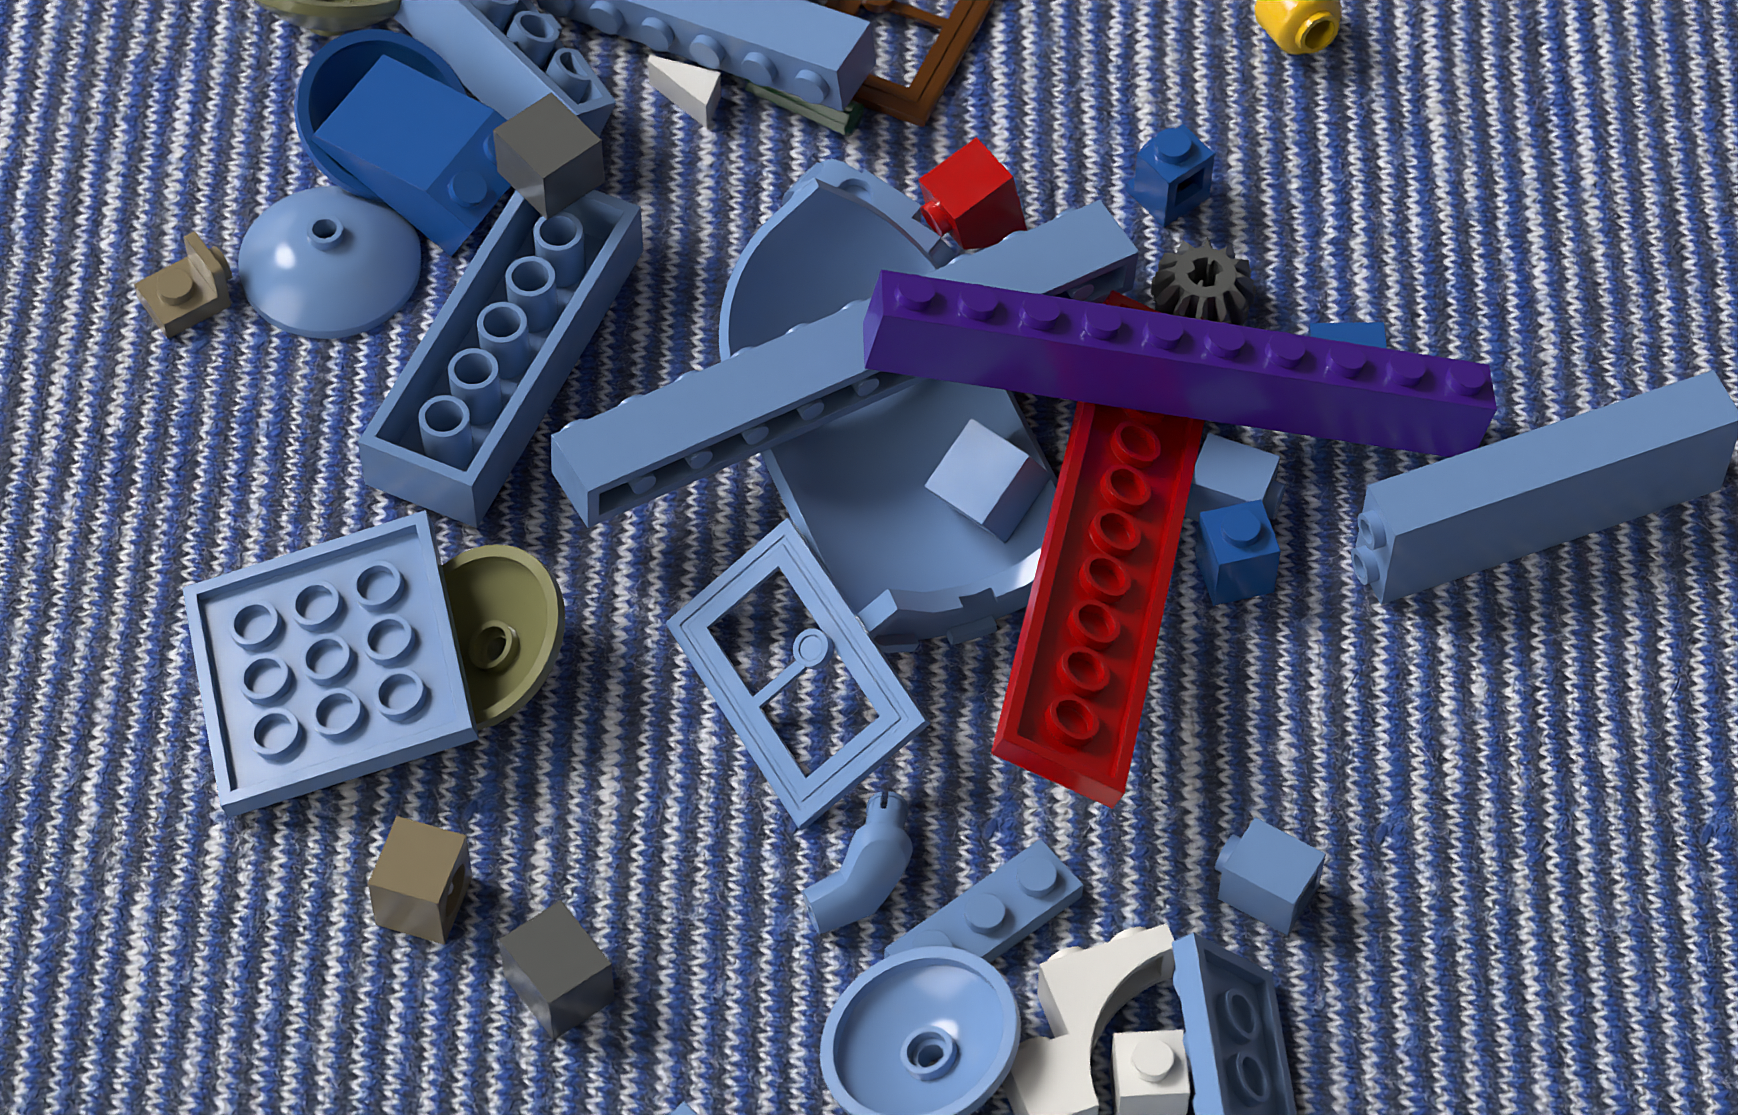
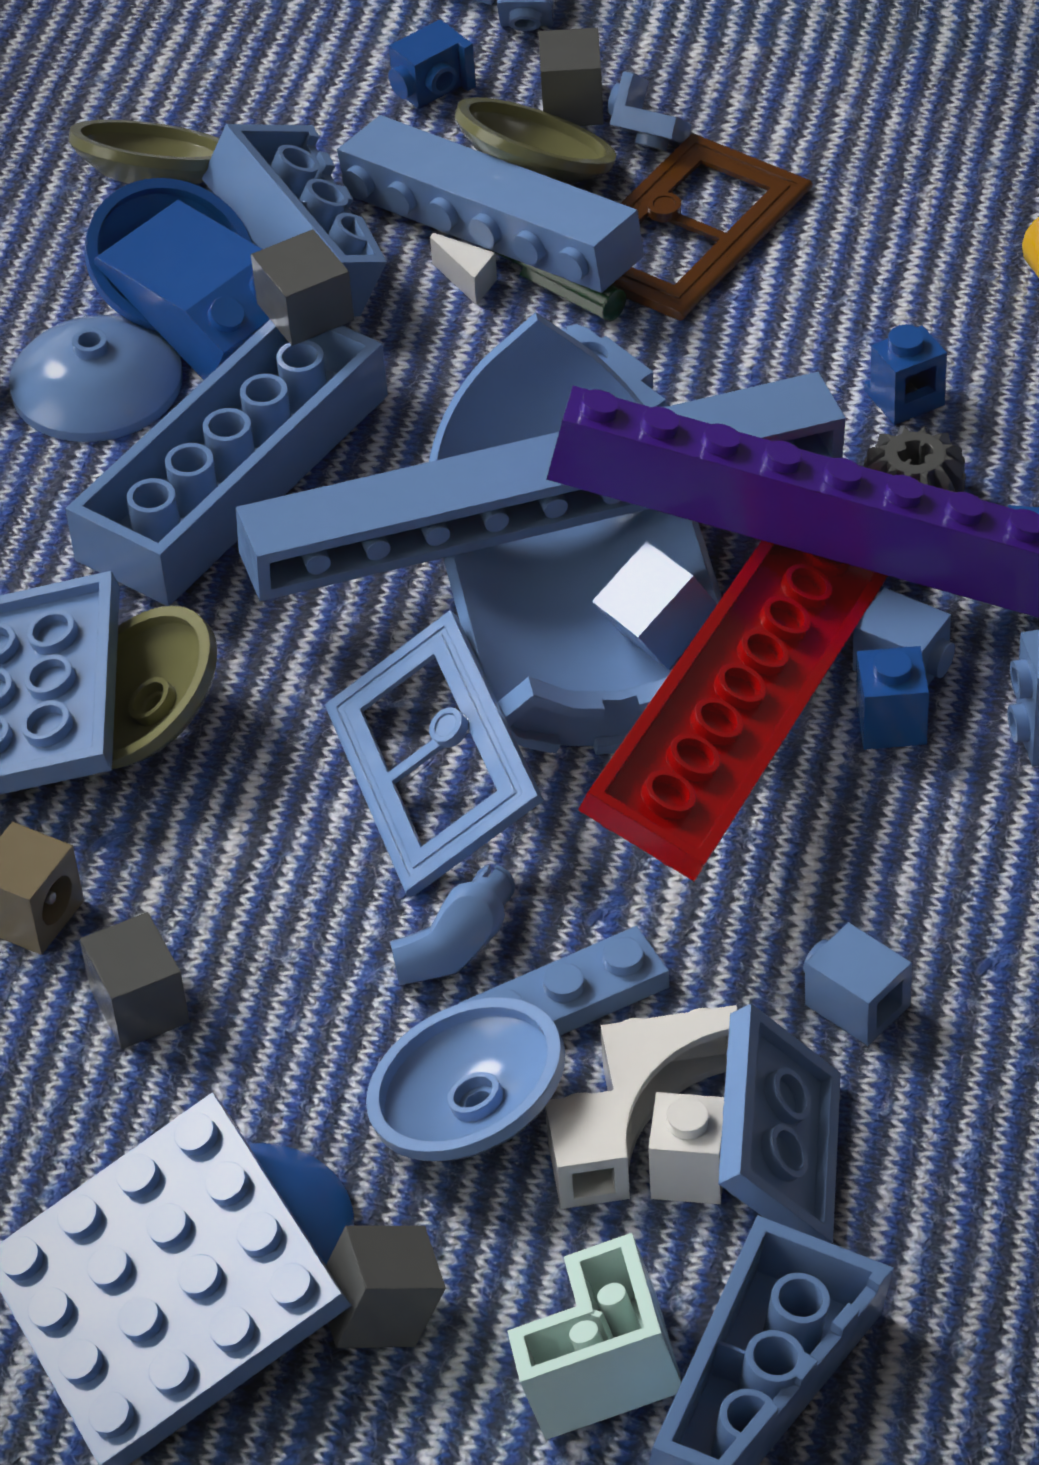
camera: 15 degrees right, 10 degrees down
(972, 198) = (697, 359): red slope -> none

